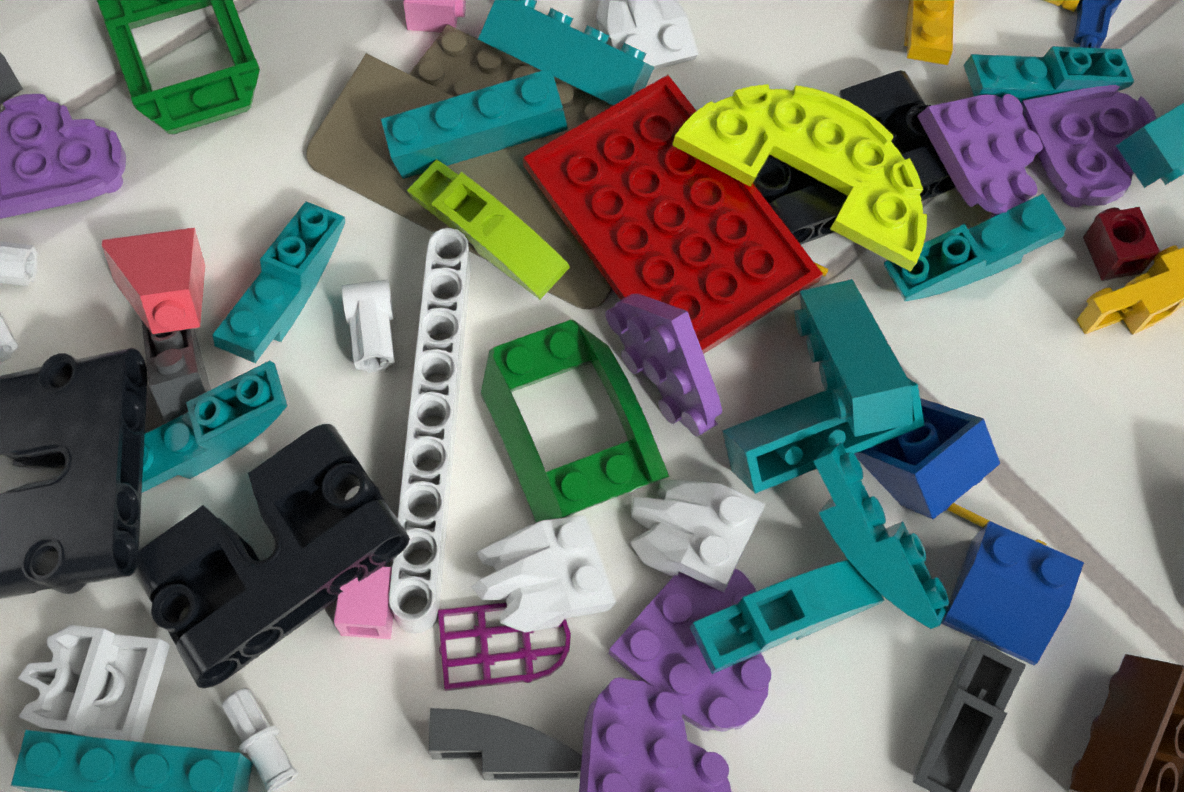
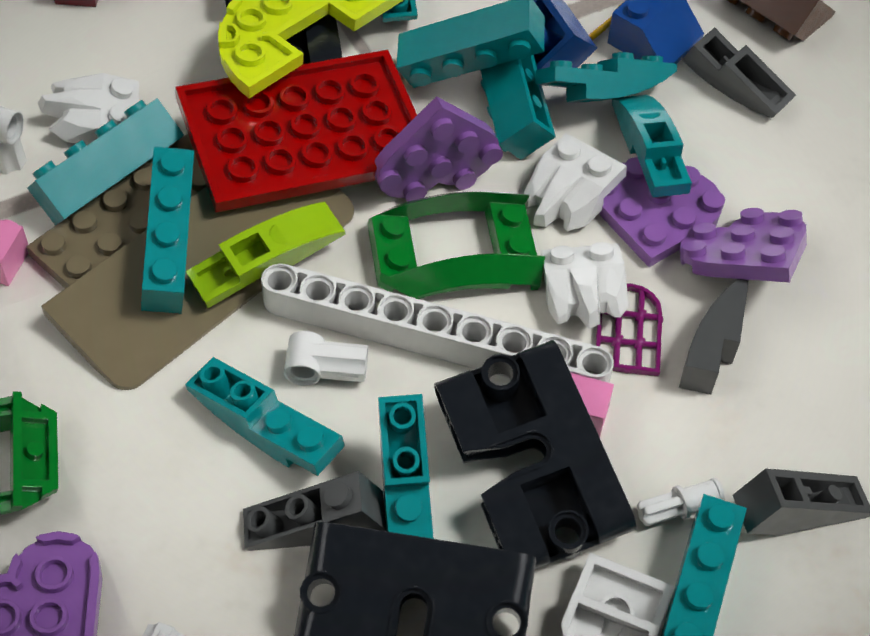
camera: 75 degrees left, 10 degrees down
(160, 277) = (233, 506): coral slope -> none

